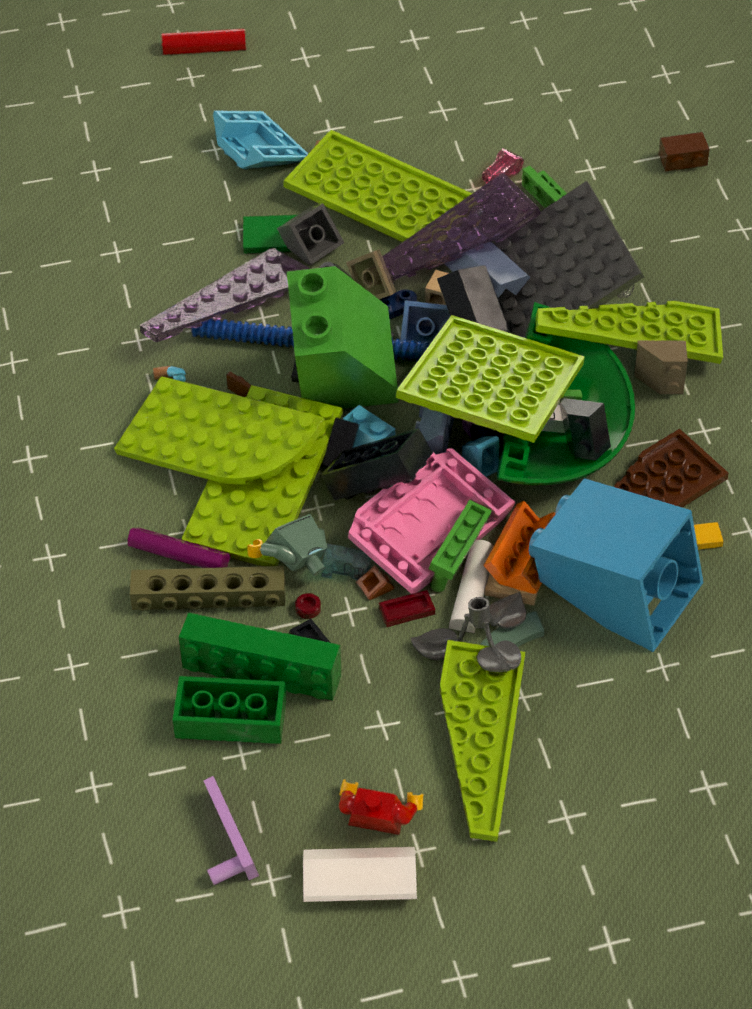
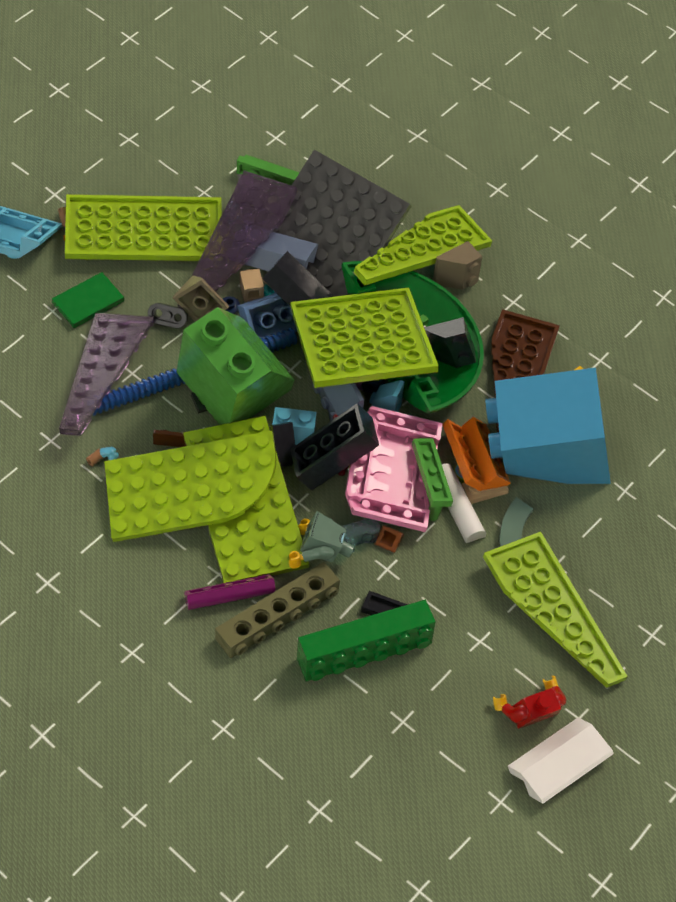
camera: 40 degrees left, 5 degrees up
(229, 709) = (376, 693): green brick -> none
(238, 863) = (476, 799): lavender piece -> none
(308, 606) = (357, 582): dark red tile -> none
(311, 234) = (121, 287): dark grey slope -> none
(407, 608) = (426, 544): dark red tile -> none
(497, 658) = (498, 512): dark grey plant -> none
(506, 163) = (215, 166): clear pink piece -> none
(684, 151) = (334, 93): reddish brown brick -> none

